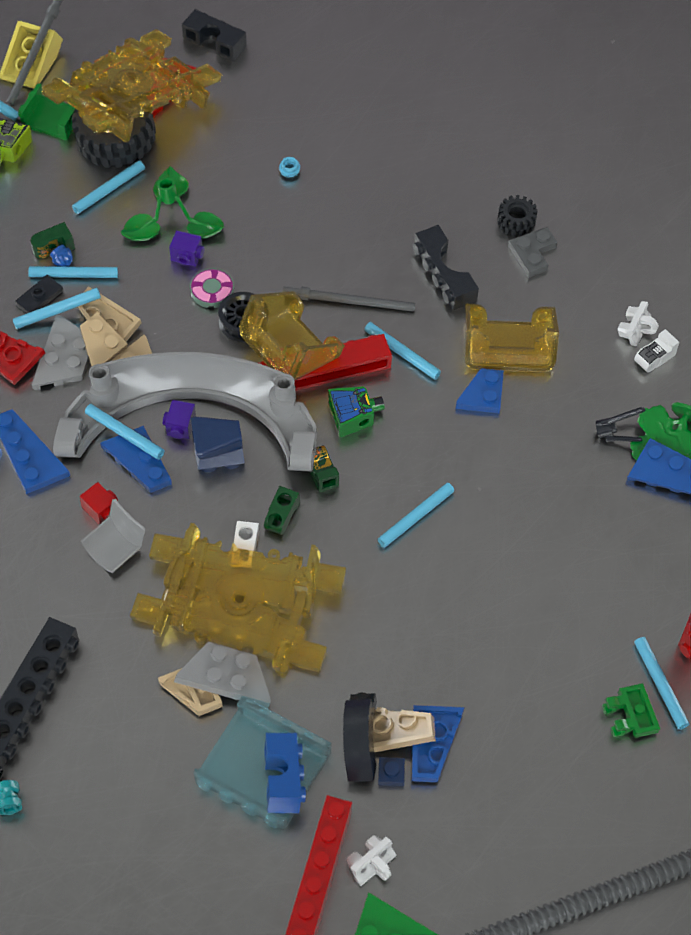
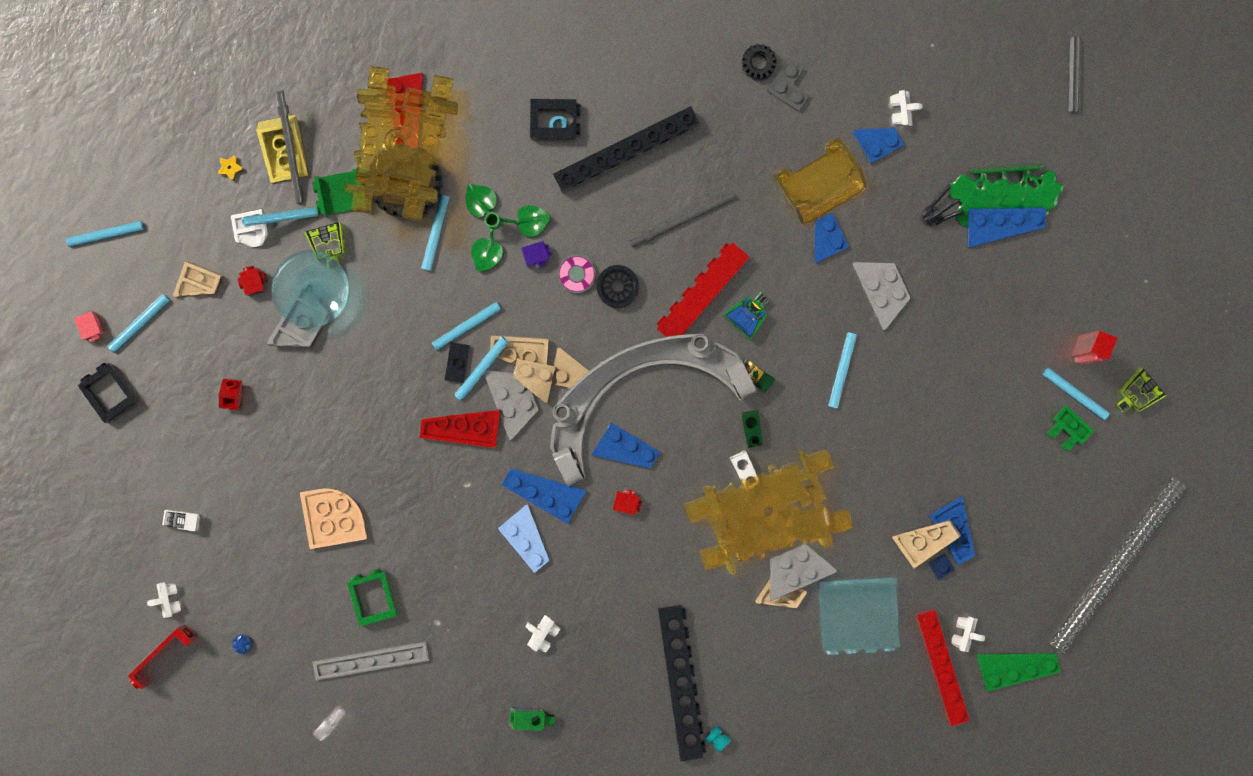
camera: 25 degrees left, 30 degrees up
(47, 240) = (428, 315): dark green leg -> none
(61, 256) = (450, 320): blue plate -> none
(114, 539) = (657, 527): light grey piece -> none
(124, 431) = (605, 439): medium azure piece -> none
(179, 419) = (633, 403): dark purple brick -> none
(201, 26) = (393, 29): black arch -> none
(217, 443) = (674, 405): dark blue piece -> none
(271, 148) = (567, 132): none -> black panel
(281, 339) = (670, 295): clear yellow windscreen -> none
(284, 790) = (871, 603): blue arch -> none
(336, 213) = (626, 149): none -> black brick
(358, 737) = (909, 560): black arch -> none
(405, 352) = (749, 240): medium azure piece -> none
(456, 287) = (756, 161): black arch -> none
(510, 466) = (883, 289): none -> light grey wing
(591, 340) = (877, 142): none -> blue wing
(657, 352) = (931, 126): white leg -> none

